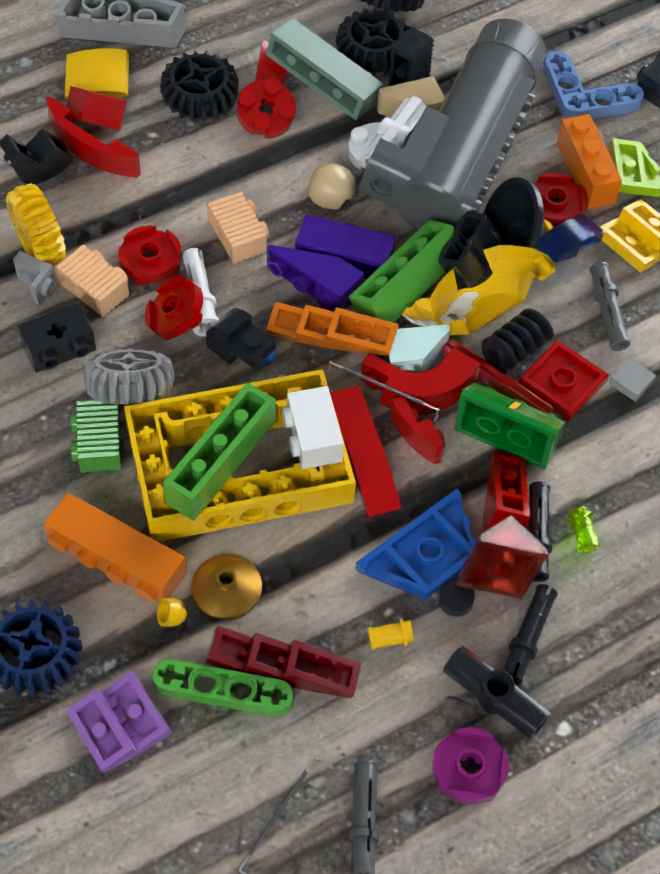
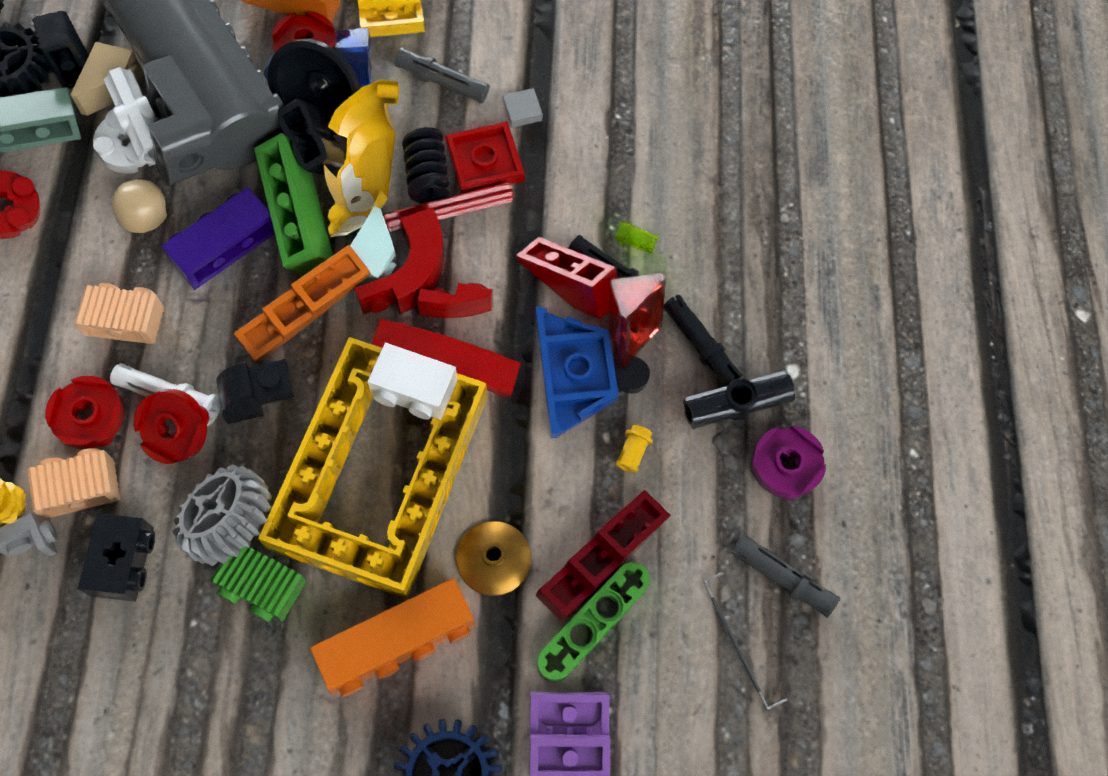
camera: 60 degrees left, 10 degrees up
(171, 612) = (491, 616): yellow hinge -> none
(219, 451) = (385, 479): bright green brick -> none
(319, 275) = (235, 277): dark purple slope -> none
(384, 386) = (397, 299): dark grey piece -> none
(508, 424) = (504, 225): green slope -> none

